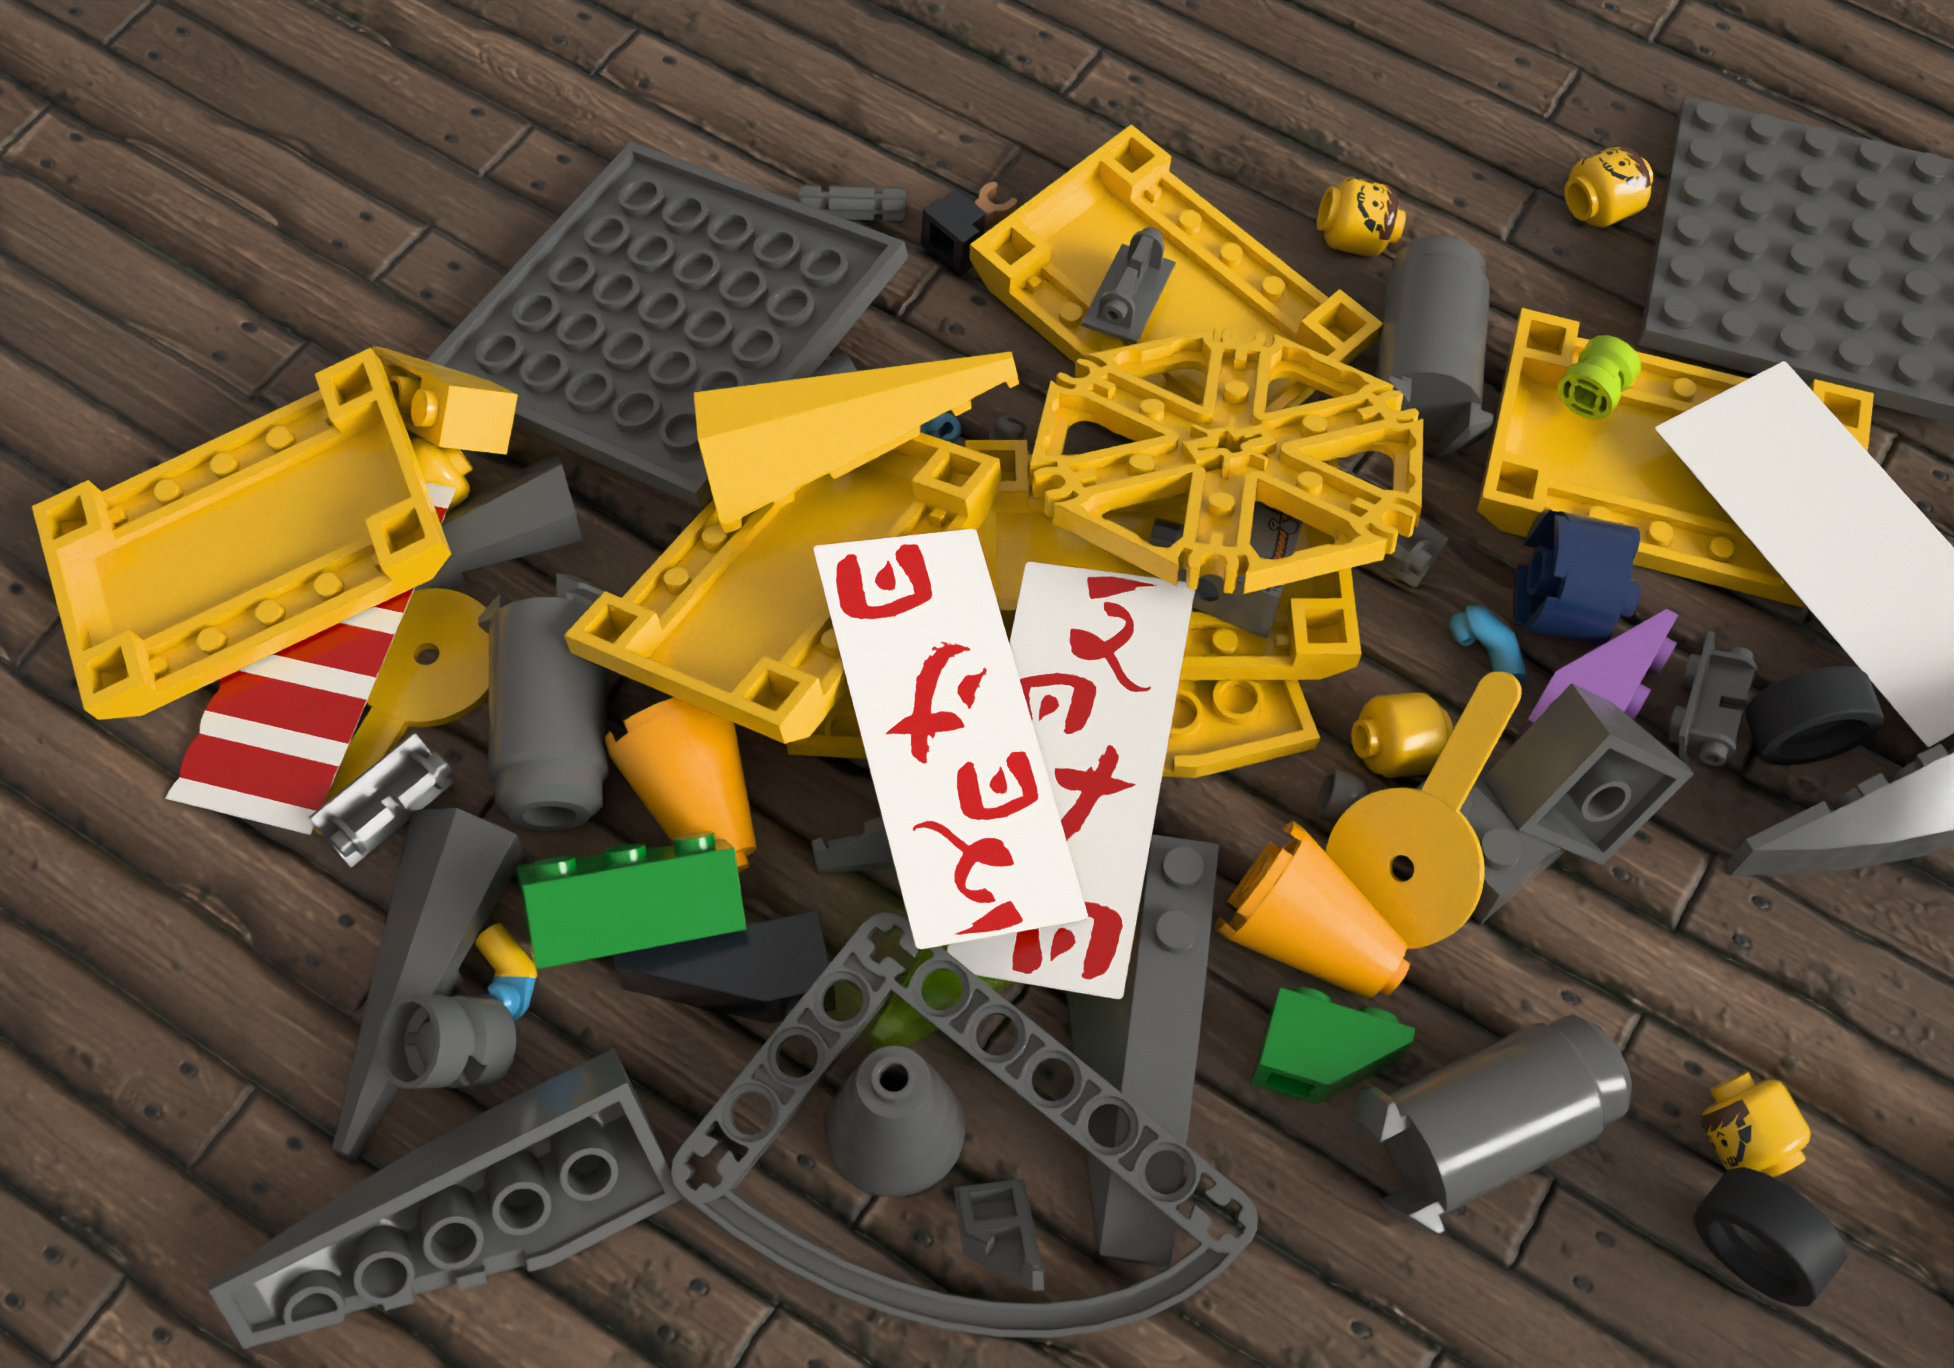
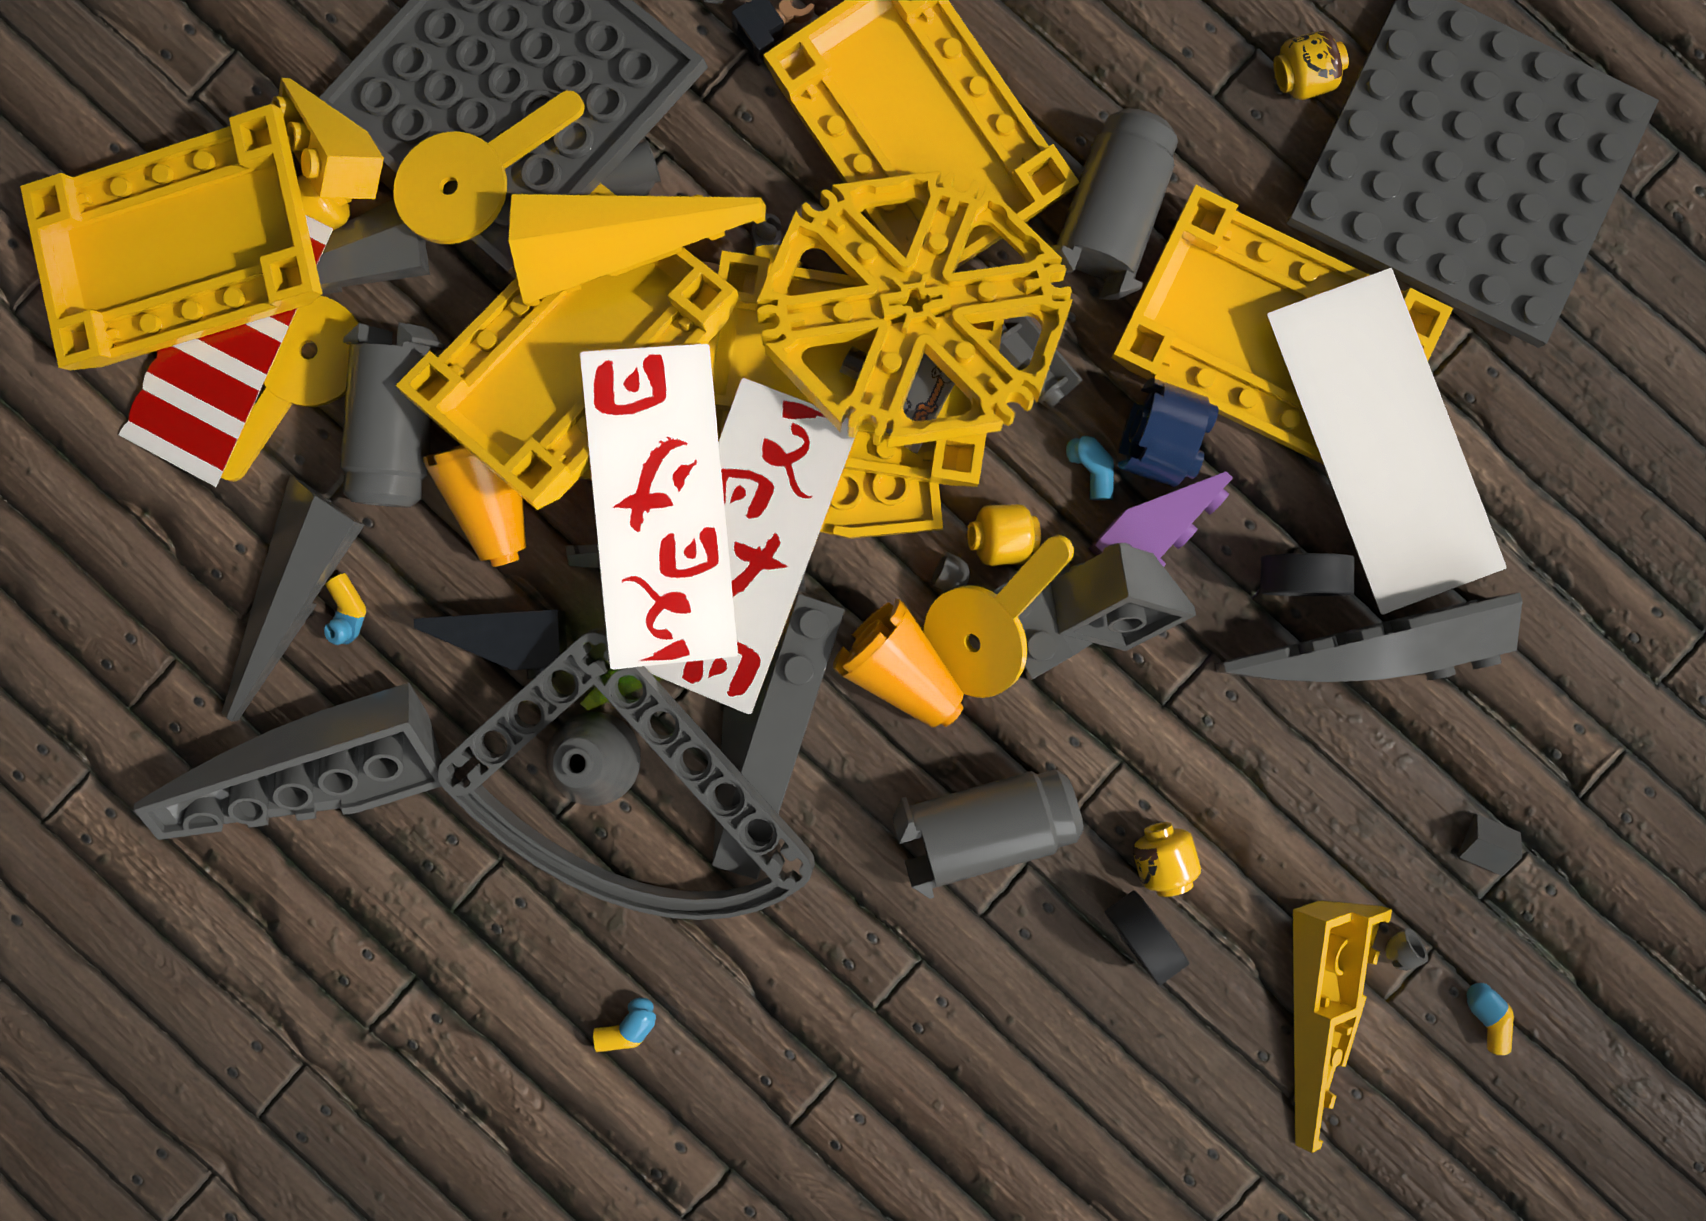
camera: 10 degrees right, 25 degrees up
(382, 799) = (267, 467): dark grey hinge -> none
(446, 1041) = (297, 663): dark grey wheel -> none
(630, 899) = (423, 584): green wedge -> none
(638, 396) = (476, 168): none -> yellow piece
(1000, 1230) = (646, 844): dark grey tile -> none
(1131, 288) = (884, 117): dark grey hinge -> none
(1324, 1048) = (888, 759): green slope -> none
(1360, 217) = (1094, 65): yellow head -> none
(1599, 377) = (1234, 264): lime wheel -> none
(1713, 679) = (1246, 528): dark grey hinge -> none

